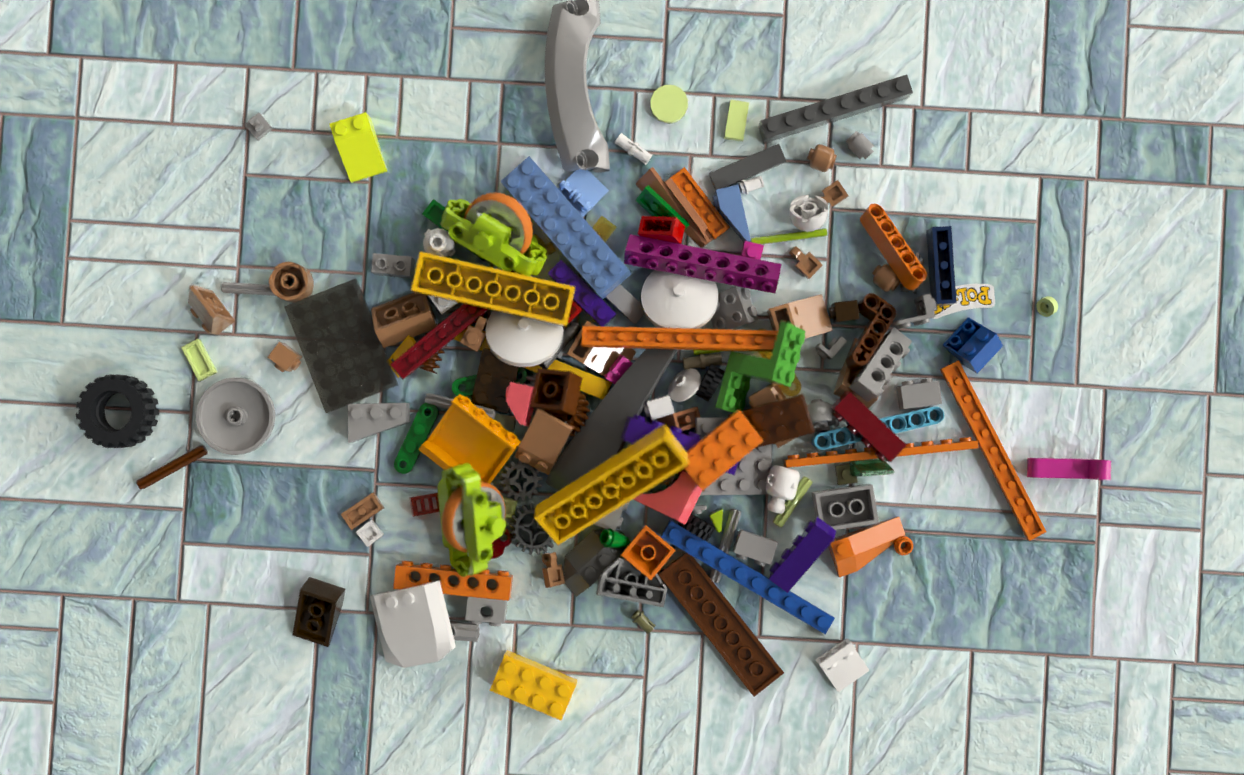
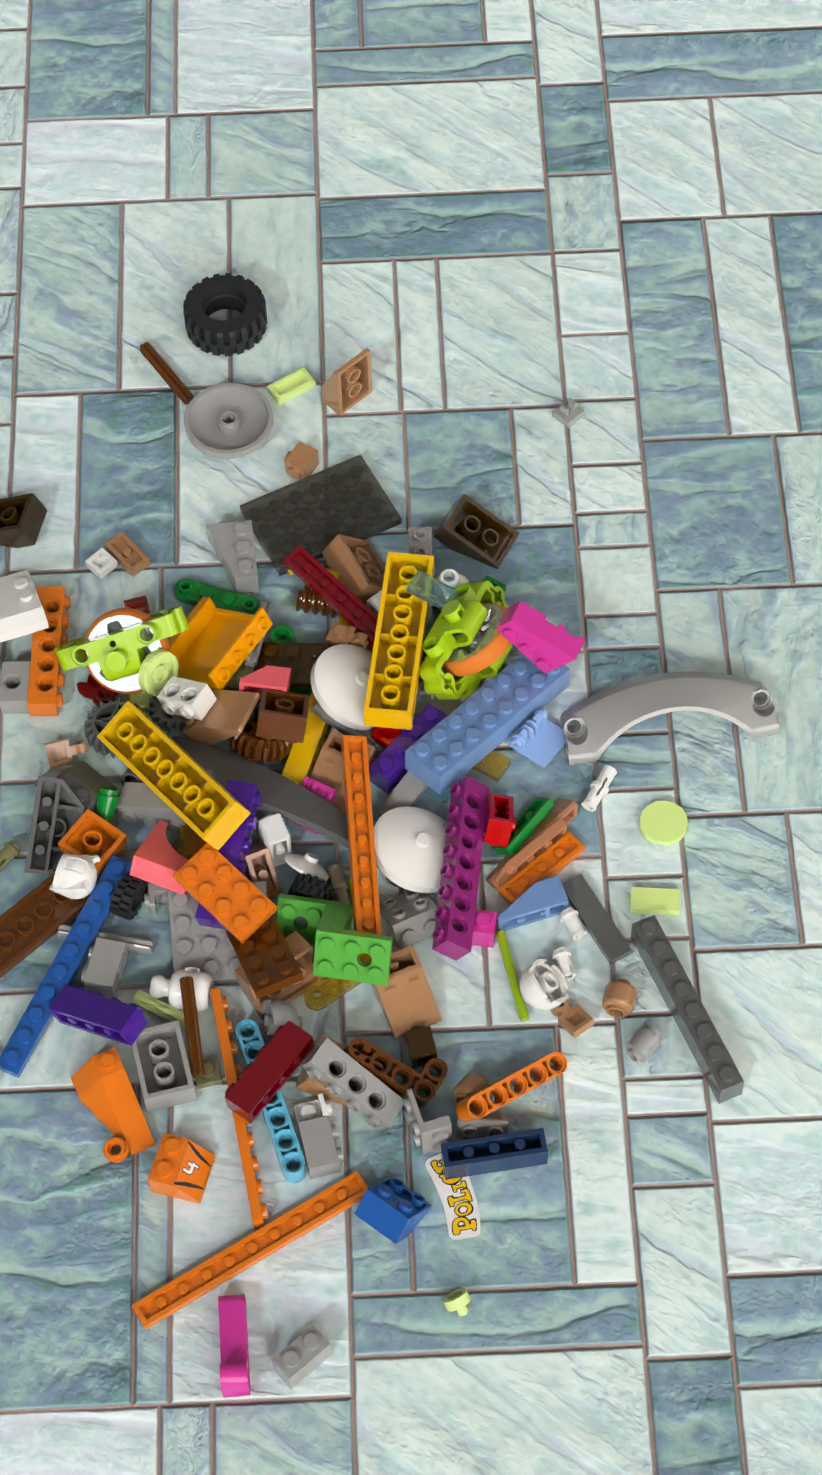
camera: 85 degrees right, 30 degrees down
(245, 288) = (378, 424): light grey axle -> none
(283, 275) = (389, 457): medium nougat brick -> none
(358, 147) = (558, 507): neon yellow slope -> none
(376, 218) = (476, 532): none -> dark brown slope
(457, 256) = (431, 590): none -> clear light blue tile
(500, 491) = (156, 671): none -> yellowish green tile
(515, 174) = (537, 638): none -> dark pink wedge
(528, 469) = (186, 698): none -> white brick
(681, 568) = (75, 875): none -> white helmet
(716, 518) = (138, 924): lime slope -> none
(784, 196) = (563, 961): none -> white pin
(807, 264) = (479, 996): medium nougat plate -> none
(819, 483) = (192, 1026): none -> reddish brown axle
(834, 346) = (374, 1036): light grey bracket -> none
(870, 468) = (216, 1089): clear green slope -> none
(889, 398) = (312, 1109): none -> white bracket
(926, 498) = (180, 1169): none -> orange slope
(1080, 420) = (301, 1357): none -> light grey brick

